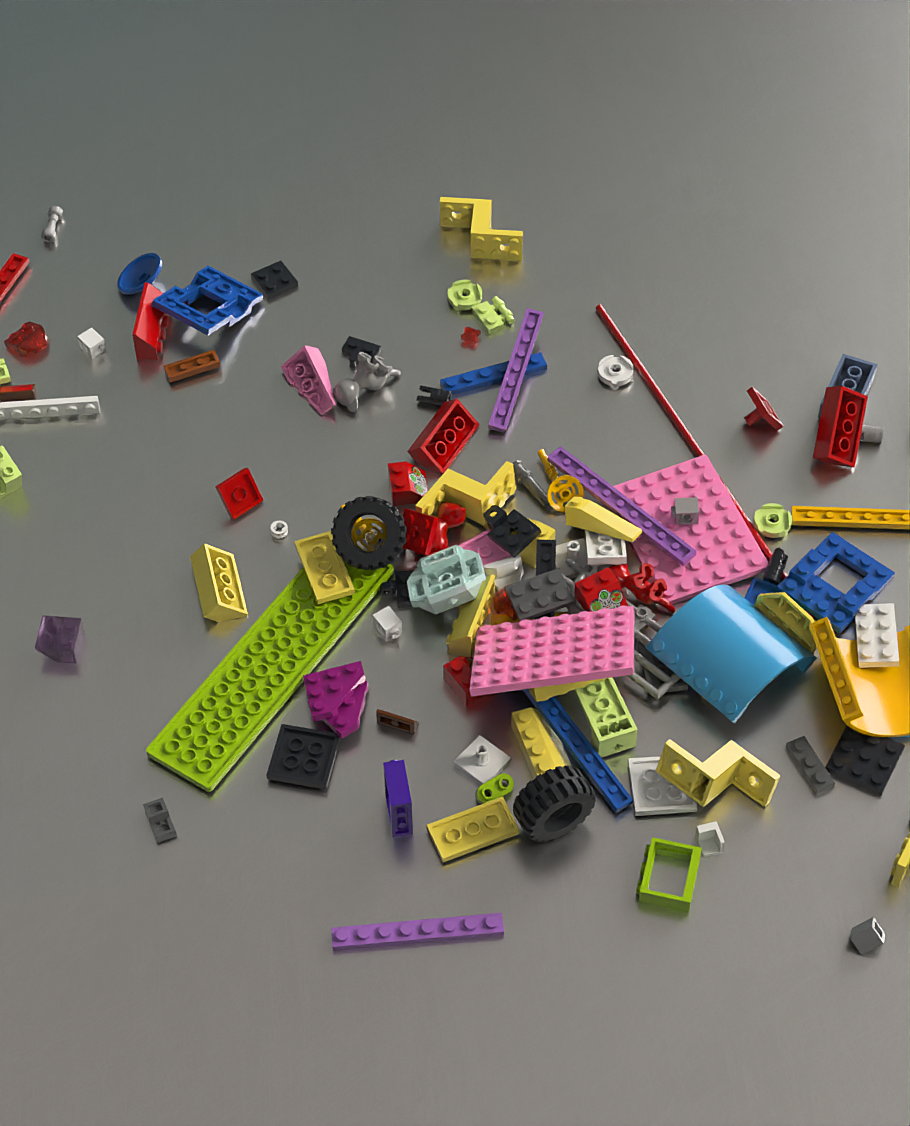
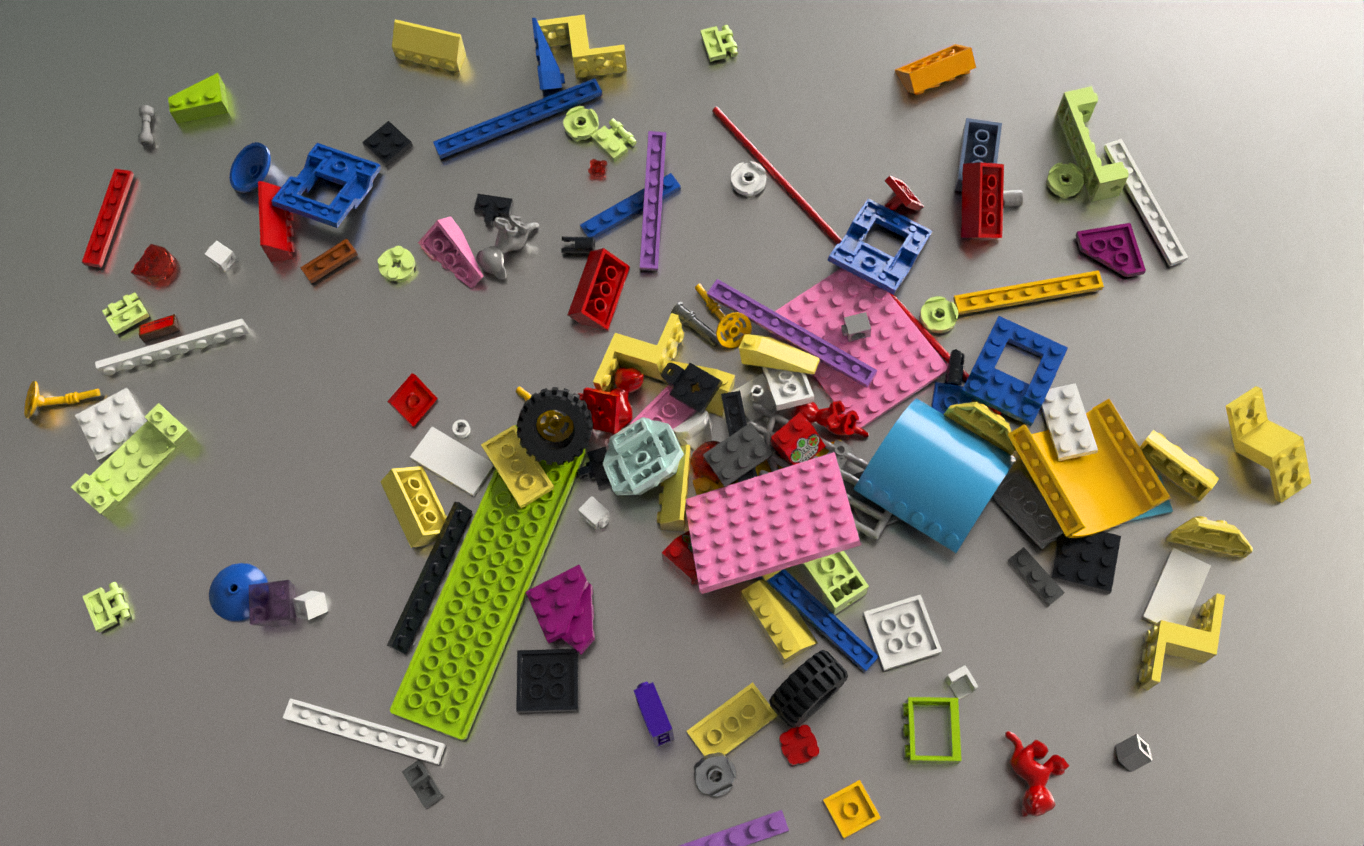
camera: 10 degrees left, 15 degrees up
(23, 632) = (229, 604): none -> blue dish
(95, 647) = (310, 605): none -> white panel
(107, 211) = (199, 100): none -> lime wedge
(117, 764) = (364, 731): none -> white plate
(214, 647) = (429, 578): none -> black plate
(250, 374) = (394, 255): none -> yellowish green plate
(263, 555) = (452, 461): none -> white tile
(335, 203) = (428, 45): none -> light yellow slope
(396, 721) = (629, 618): reddish brown slope -> none
(404, 280) = (517, 118): none -> blue plate
(406, 483) = (576, 350): red slope -> none
(444, 242) = (548, 69): none -> blue wedge
(454, 872) = (704, 769): none -> dark grey plate
(481, 761) = (722, 645): white tile -> none
(495, 788) = (742, 673): lime plate -> none
(534, 861) = (799, 745): none -> red piece
(570, 926) = (851, 809): none -> yellow plate
(612, 251) = (713, 44): none -> yellowish green plate
(710, 778) = (966, 600): light yellow bracket -> none
(718, 462) = (871, 263): none -> piece
(763, 925) = (1037, 798): none -> red animal
(816, 702) = (1027, 508): none -> light grey tile
(827, 310) = (936, 68): none -> light orange slope

